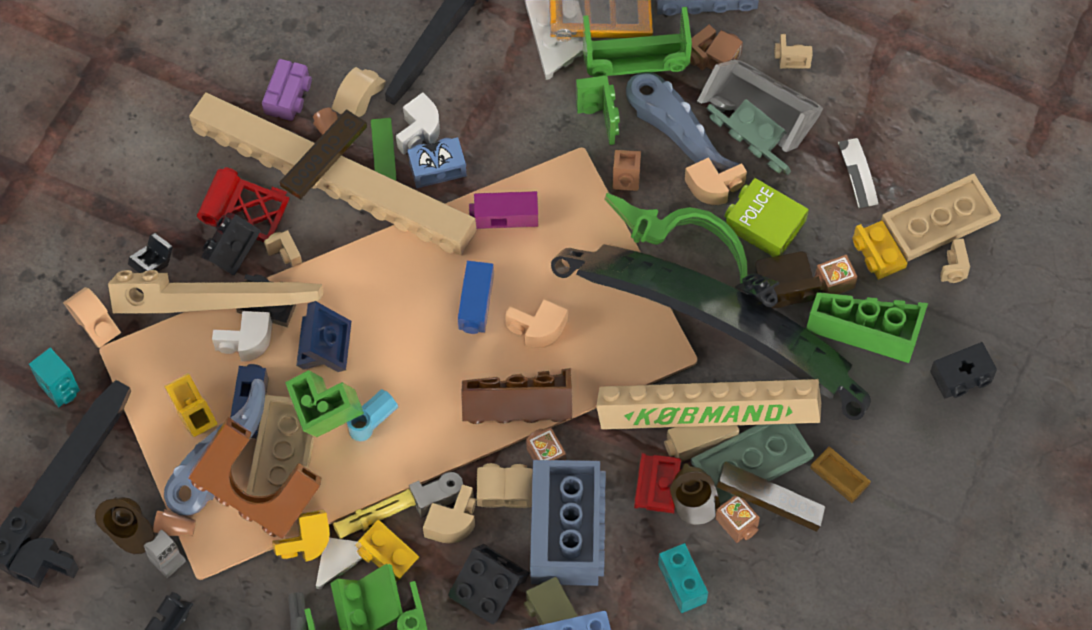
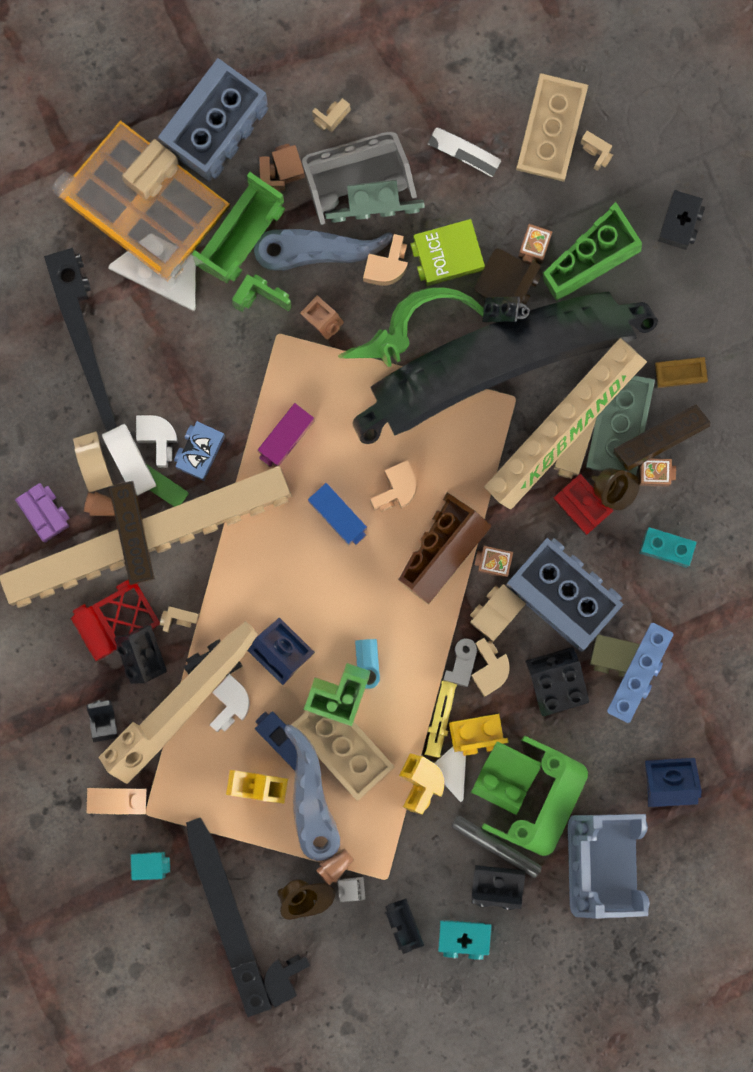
camera: 50 degrees left, 20 degrees up
(274, 511) = (388, 792): dark orange arch -> none
(383, 114) = (129, 458): none -> white beam
(879, 249) = (538, 193): yellow bracket -> none

